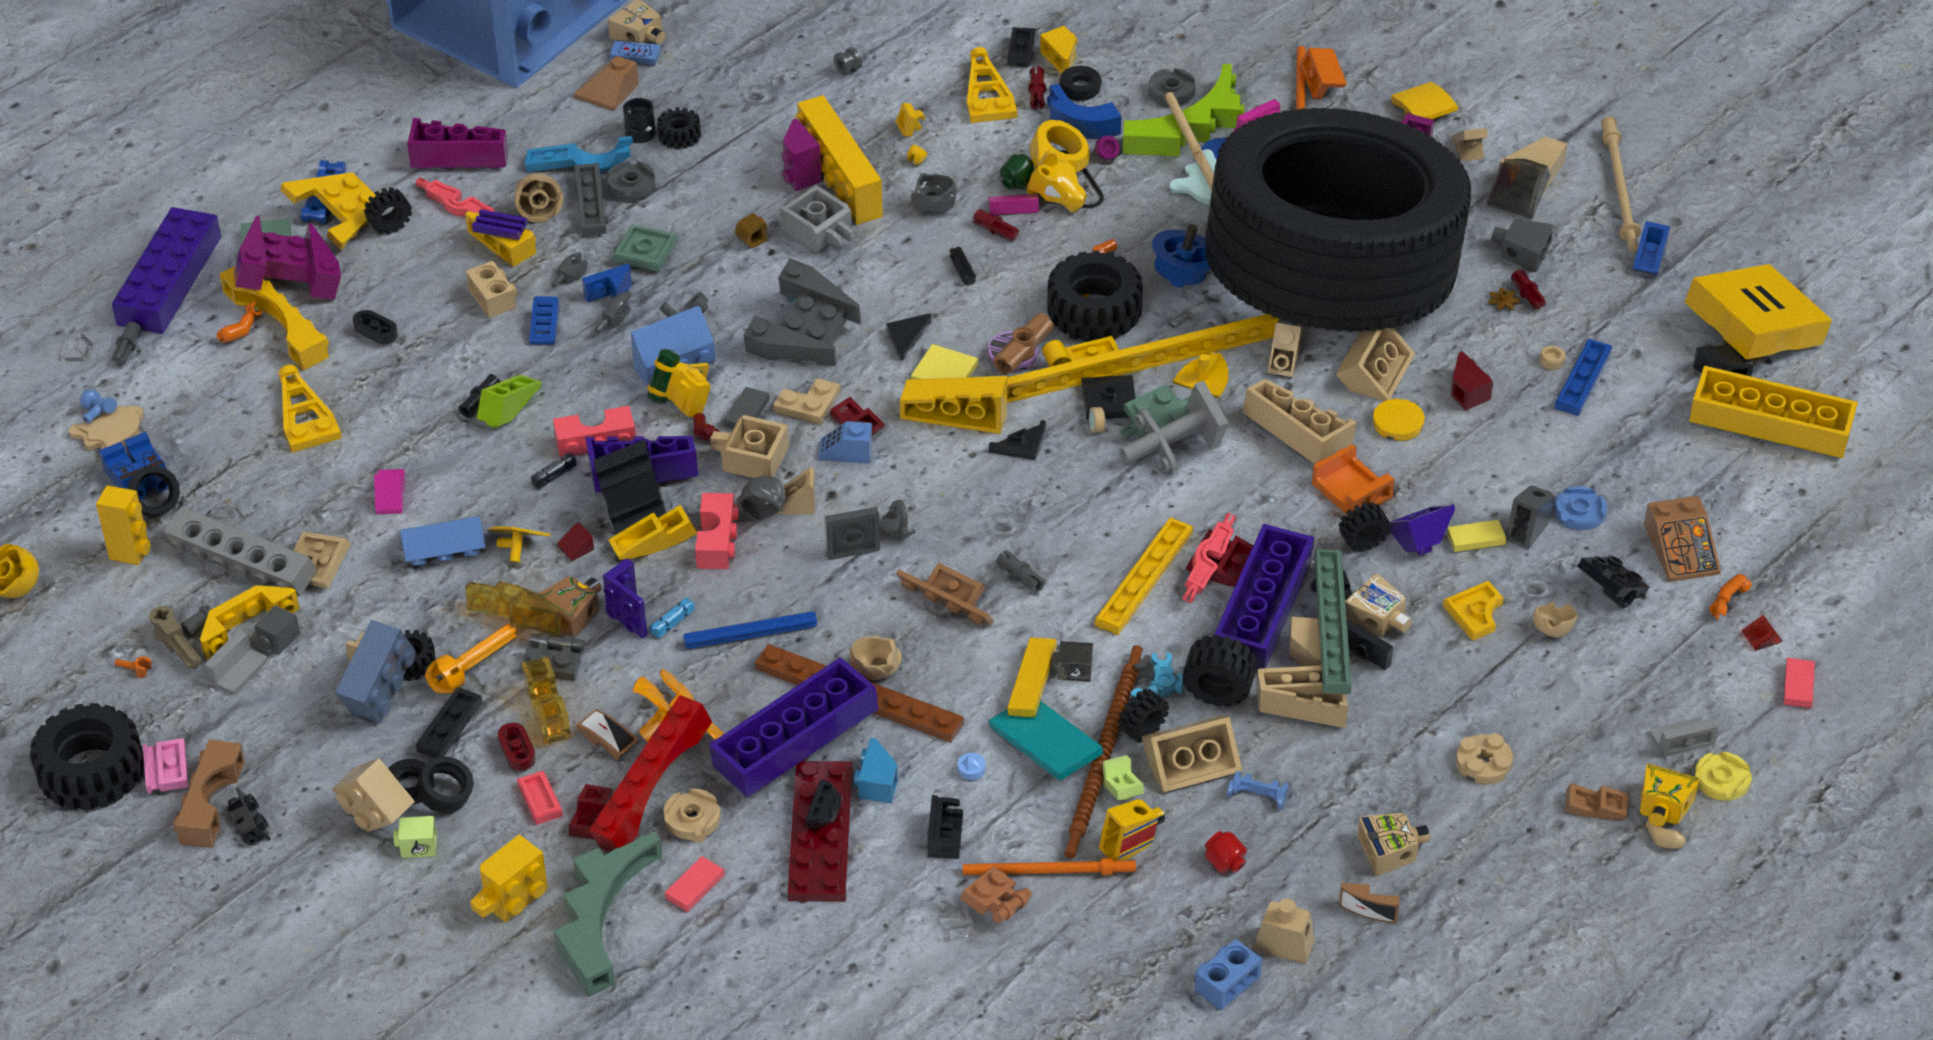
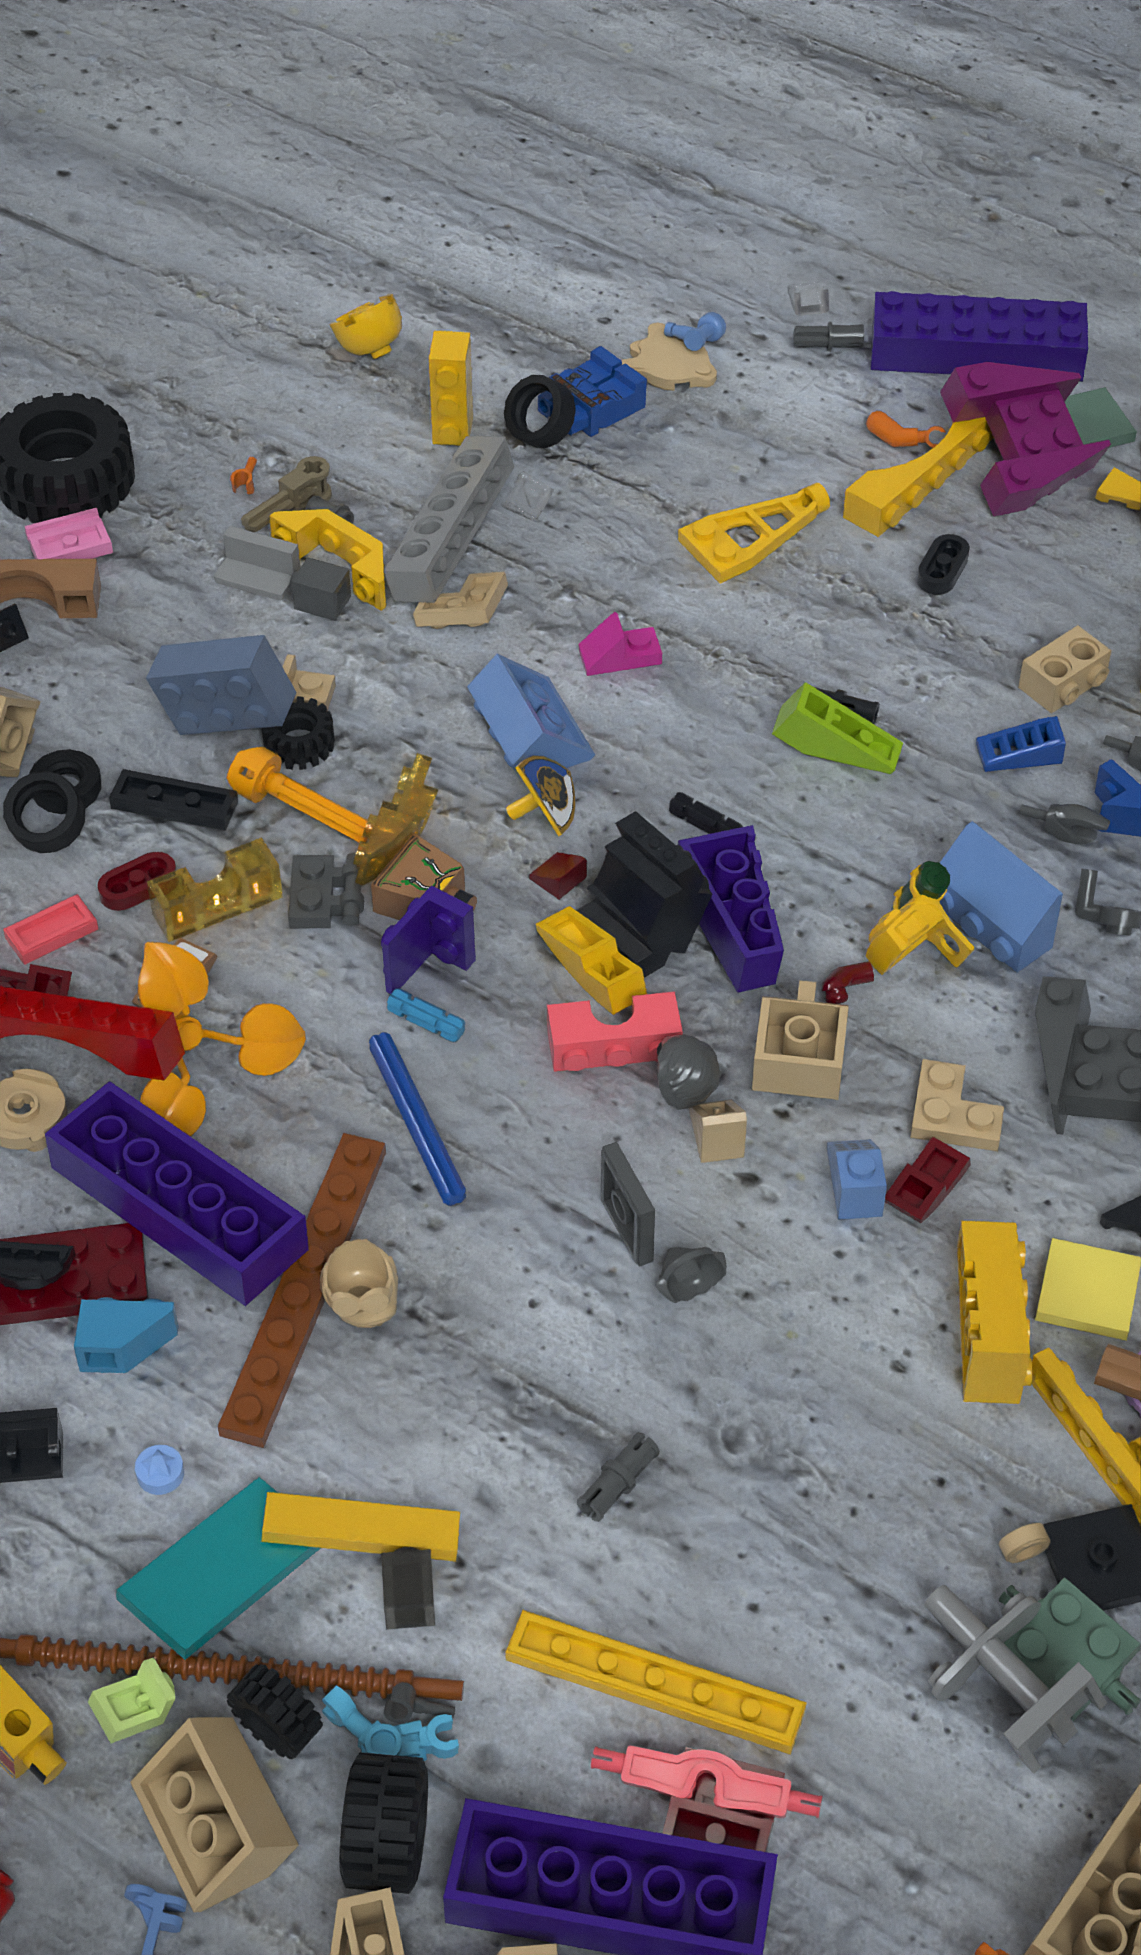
camera: 80 degrees right, 5 degrees up
(571, 433) = (801, 870): coral arch -> none
(749, 403) = (907, 1029): dark grey tile -> none
(951, 588) = (539, 1374): medium nougat bracket -> none
(1021, 443) = (944, 1438): black tile -> none

